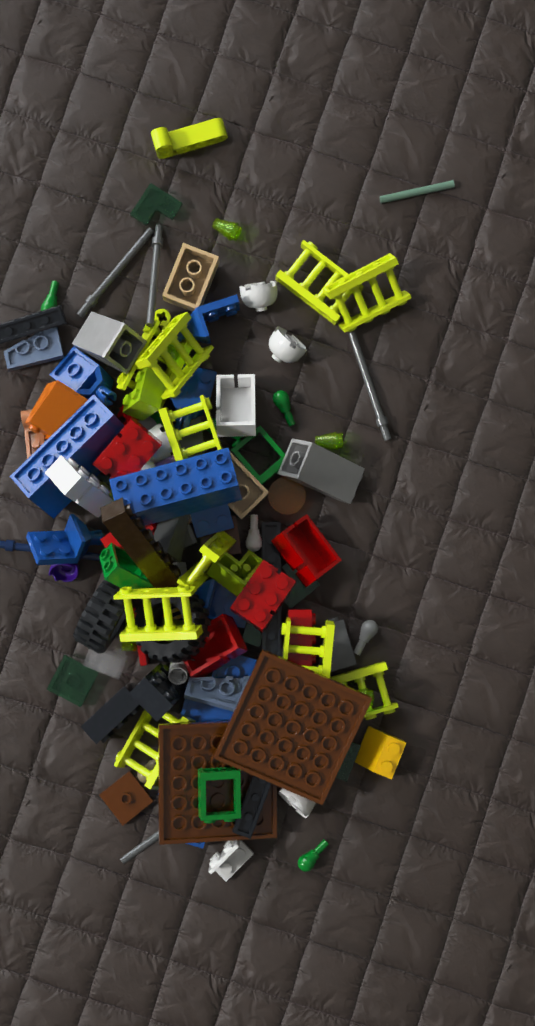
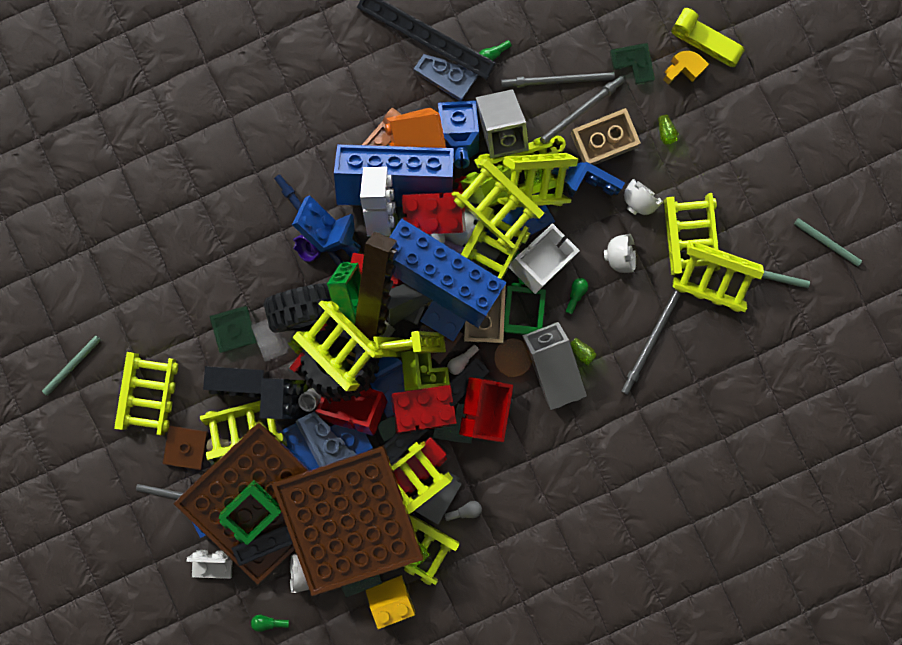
camera: 50 degrees right, 0 degrees up
(51, 808) = (129, 382): none -> neon yellow fence
(173, 382) = (516, 197): none -> neon yellow fence
(192, 168) = (688, 63): none -> yellow brick
(414, 247) = (786, 279): none -> sand green bar

